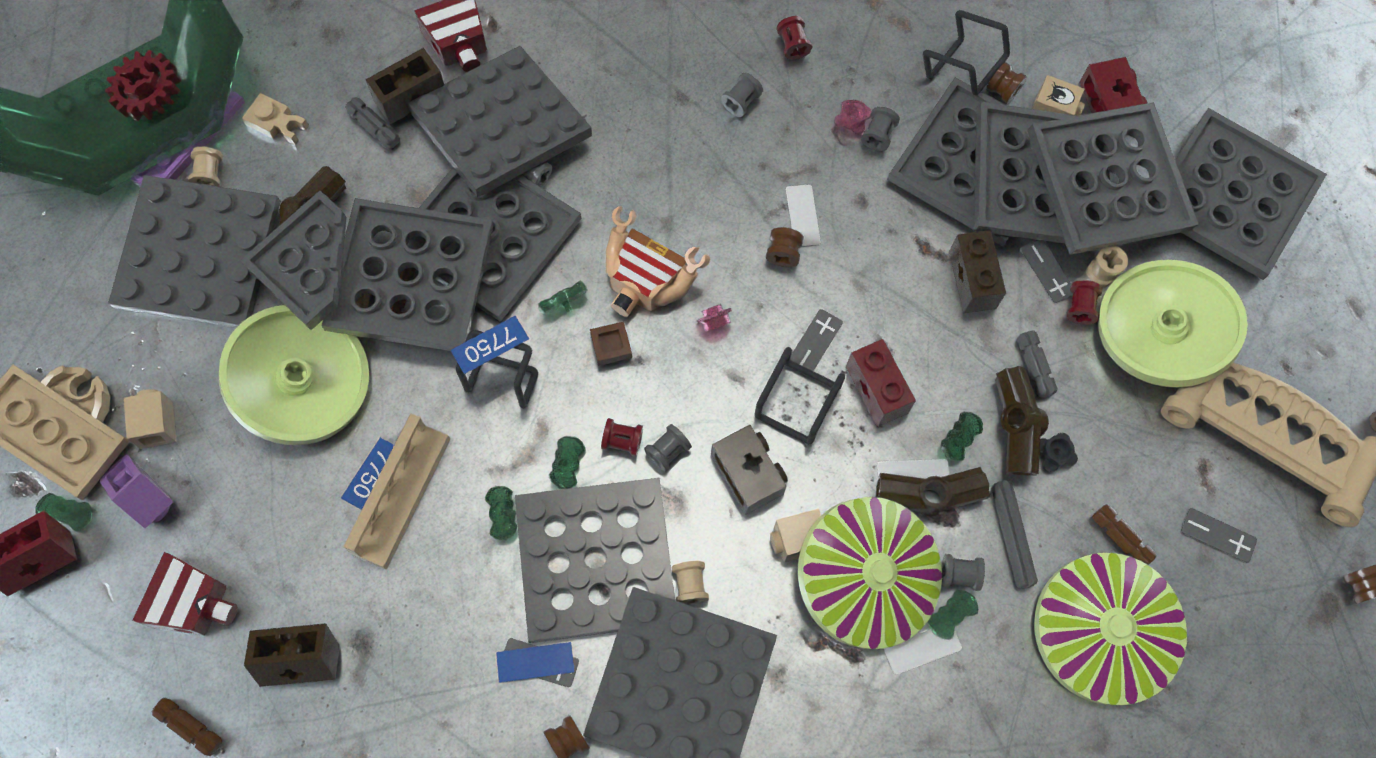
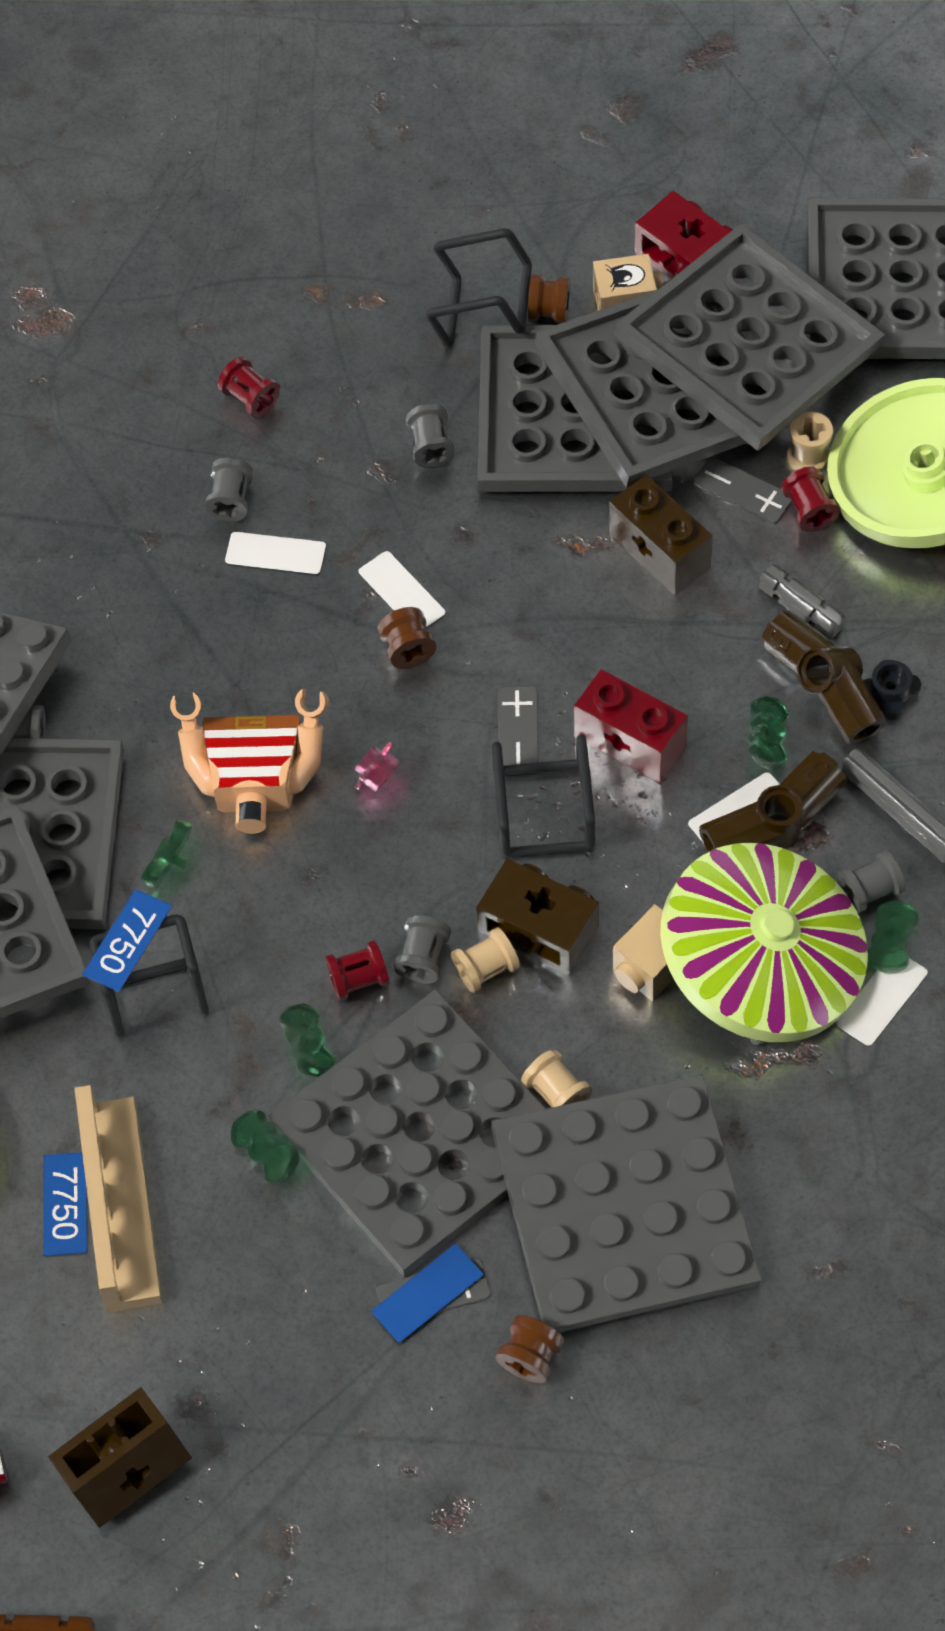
camera: 25 degrees left, 10 degrees down
(611, 343) = (266, 871): reddish brown plate -> none
(700, 477) = (485, 960): none -> tan bush
(746, 148) = (275, 552): none -> white sticker
(853, 108) = (385, 429): clear pink plate -> none

